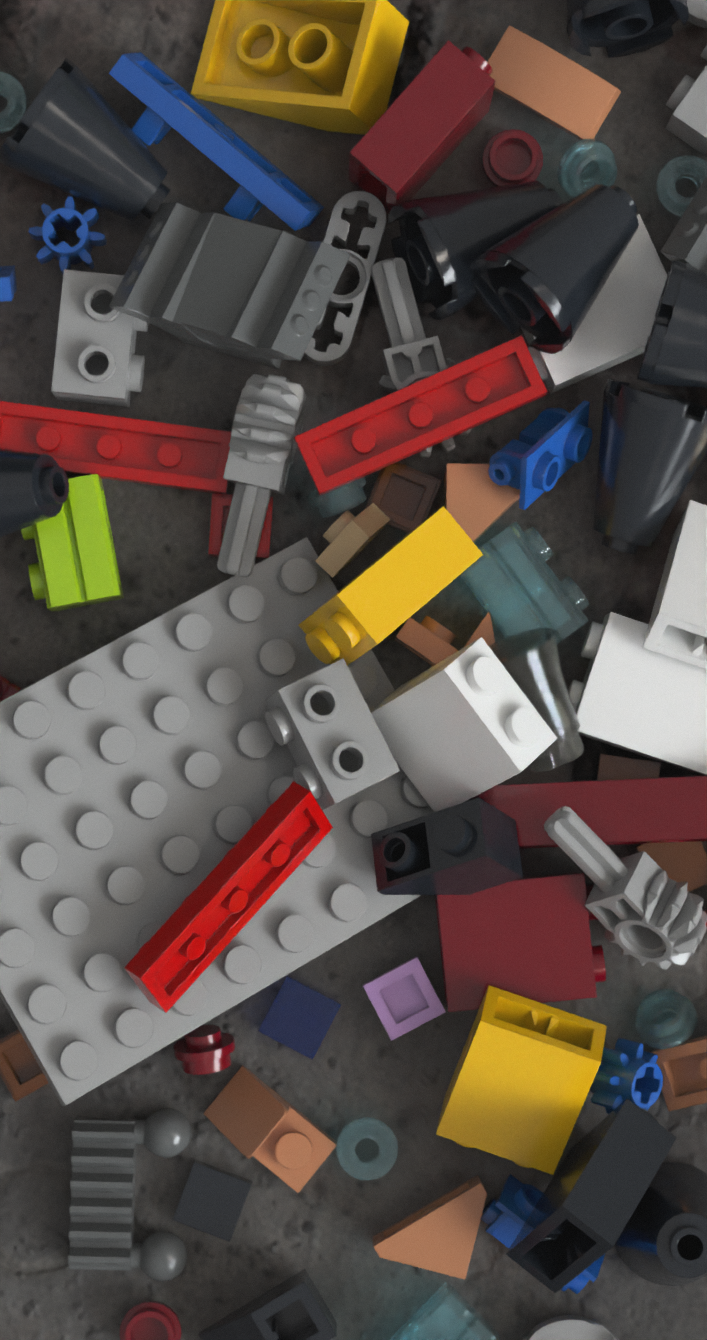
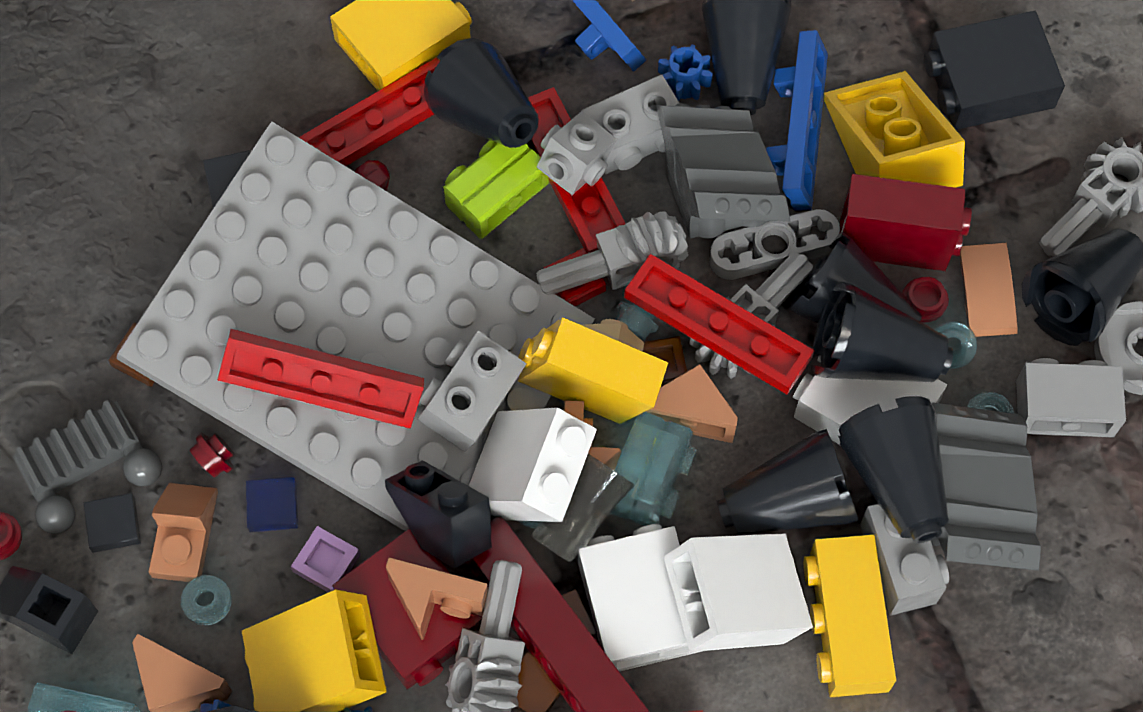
camera: 65 degrees right, 20 degrees down
(111, 436) = (576, 153): none -> light grey brick
(521, 926) = (424, 587): none -> nougat slope
(543, 452) = (749, 423): blue hinge -> none

